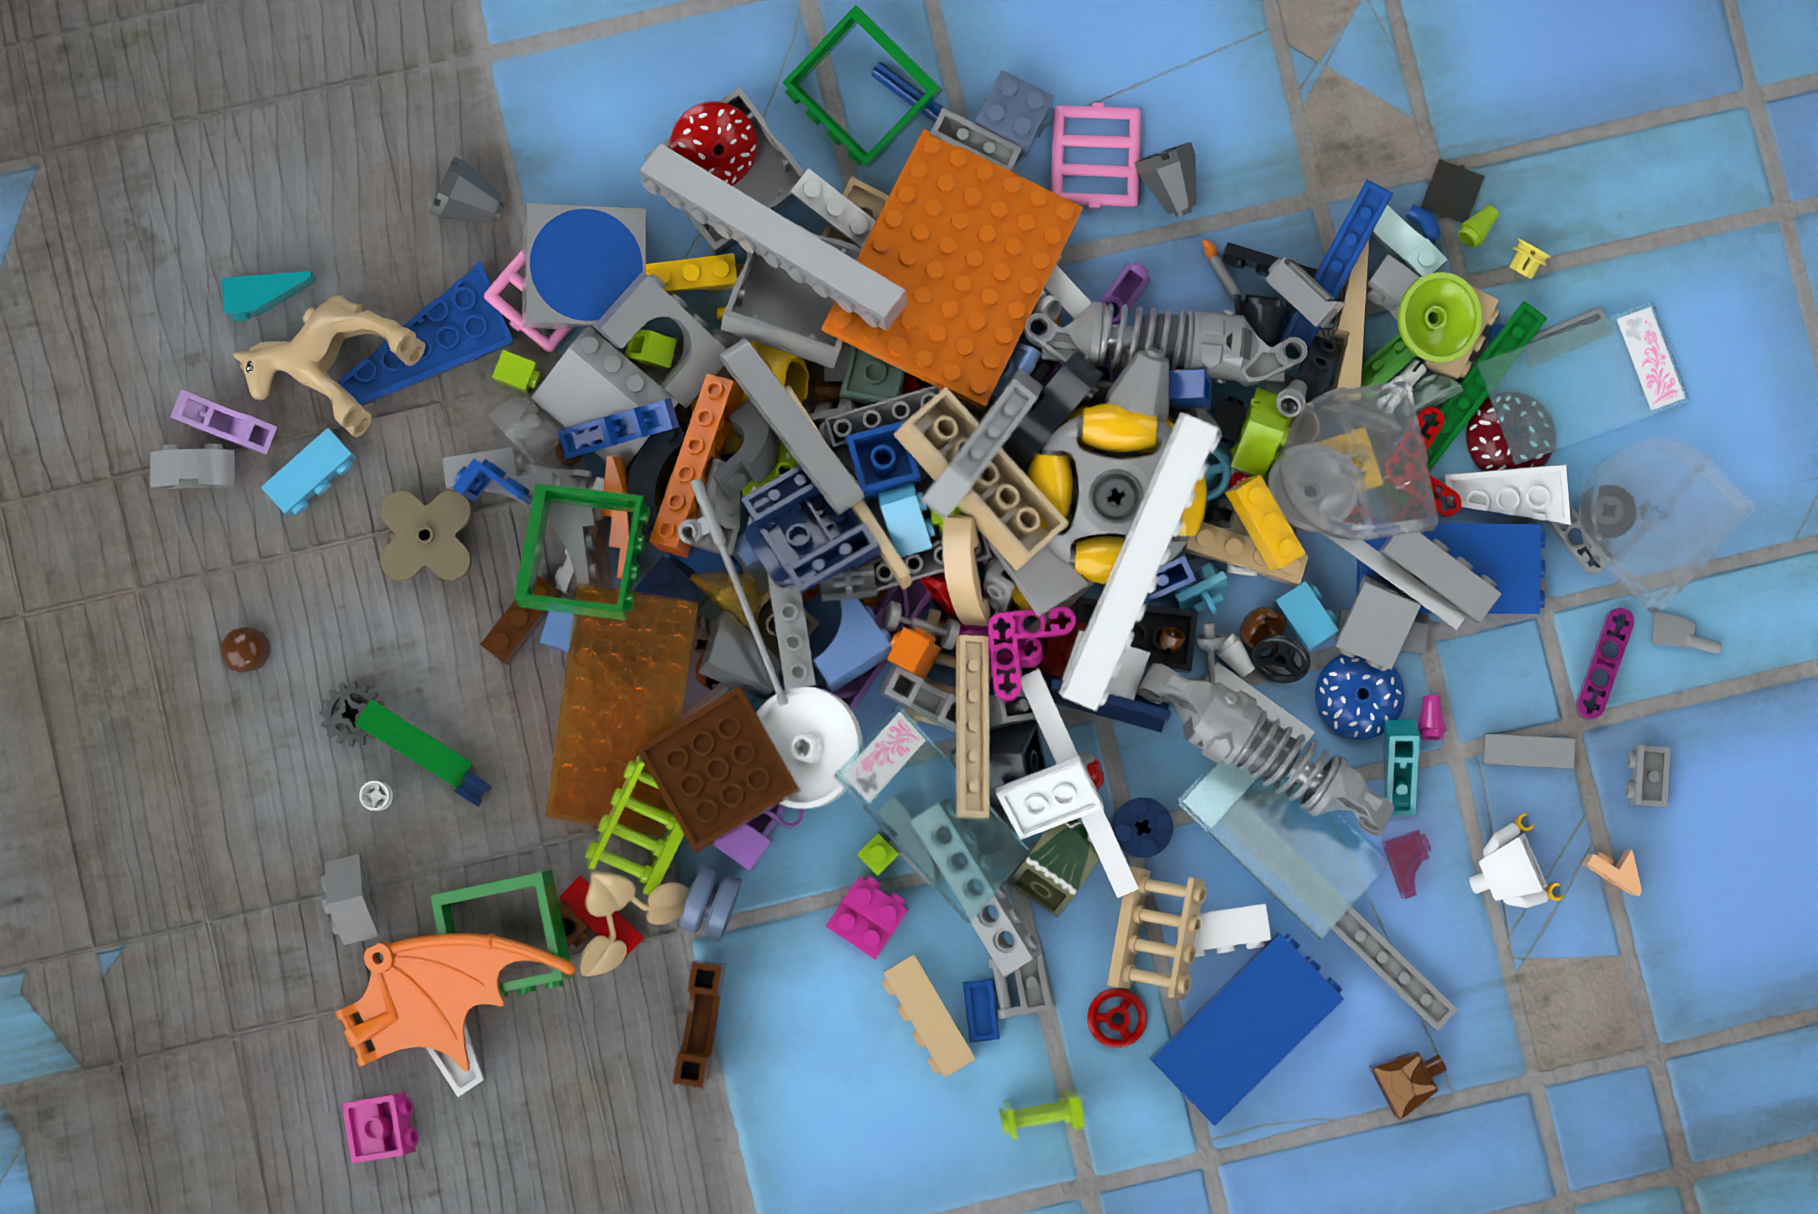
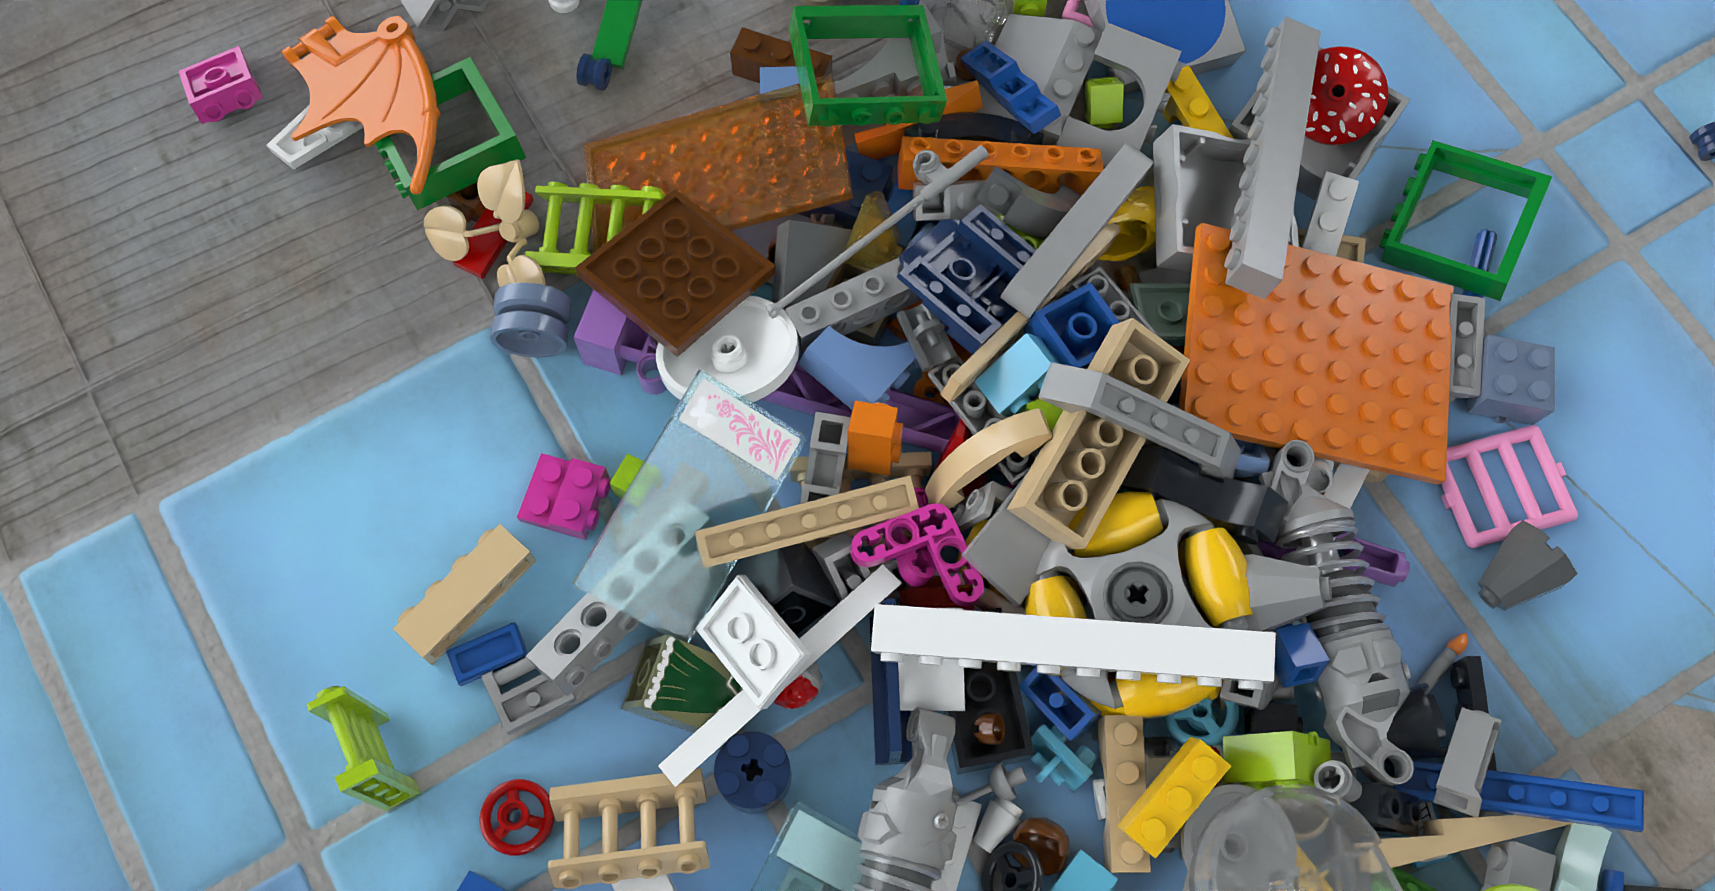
camera: 70 degrees right, 15 degrees down
(696, 1051) = (350, 357): reddish brown arch -> none
(948, 634) = (908, 437): light grey wheel -> none

